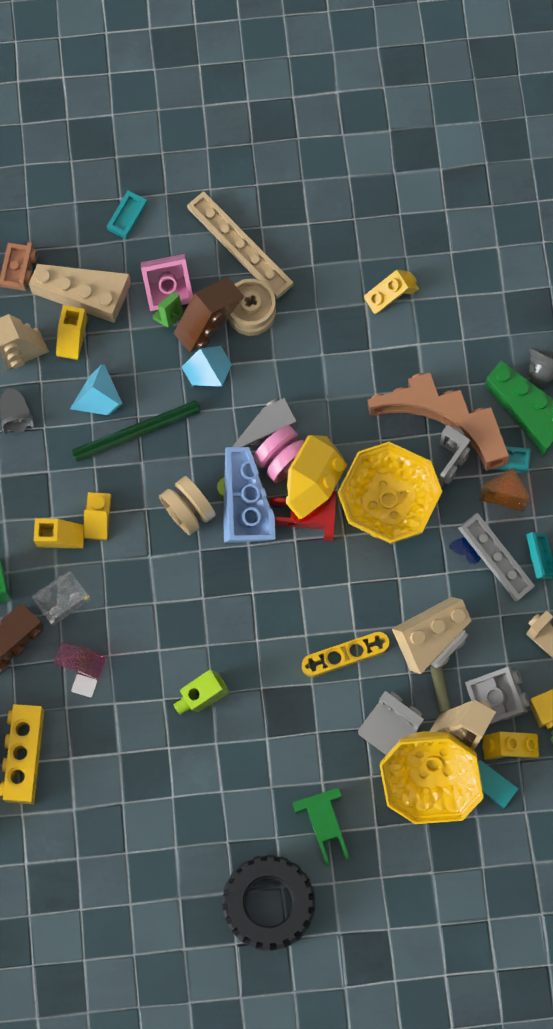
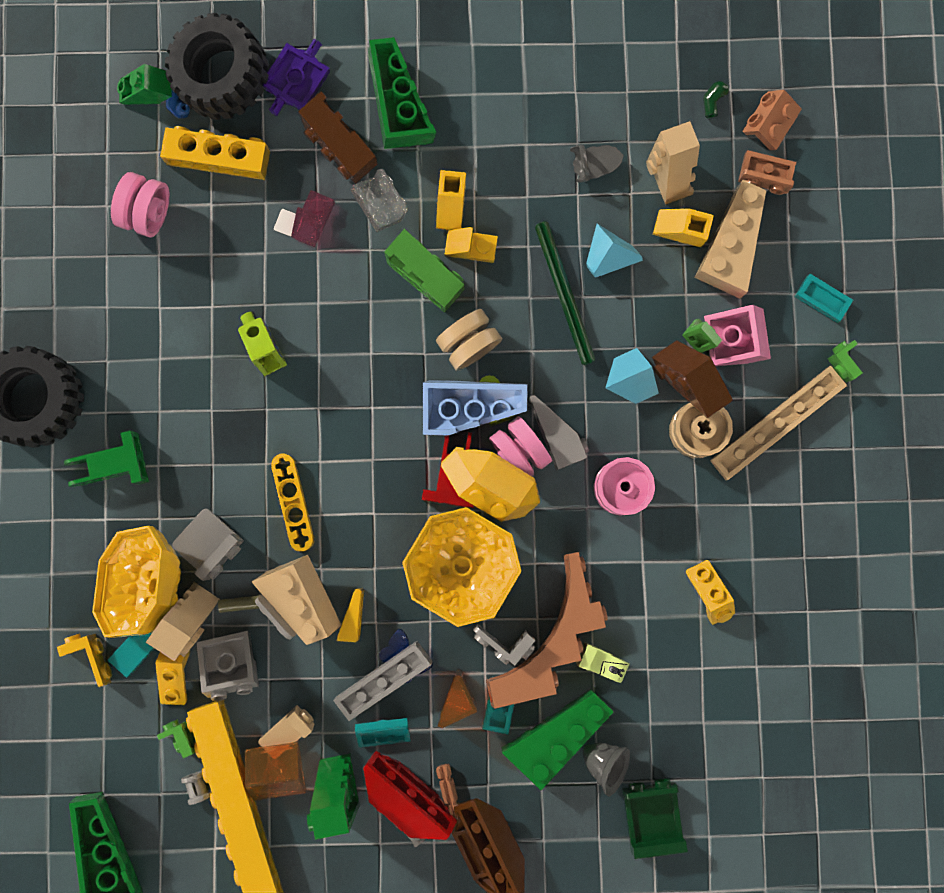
camera: 90 degrees right, 10 degrees up
(80, 809) = (140, 204): none -> bright pink wheel
(126, 551) = (424, 270): none -> bright green wedge
(183, 195) = (843, 363): none -> bright green bracket
(307, 366) = (639, 481): none -> bright pink wheel
(443, 589) = (351, 625): none -> yellow slope
(461, 374) = (602, 663): none -> yellowish green leg
(493, 837) = (94, 651): none -> yellow bracket

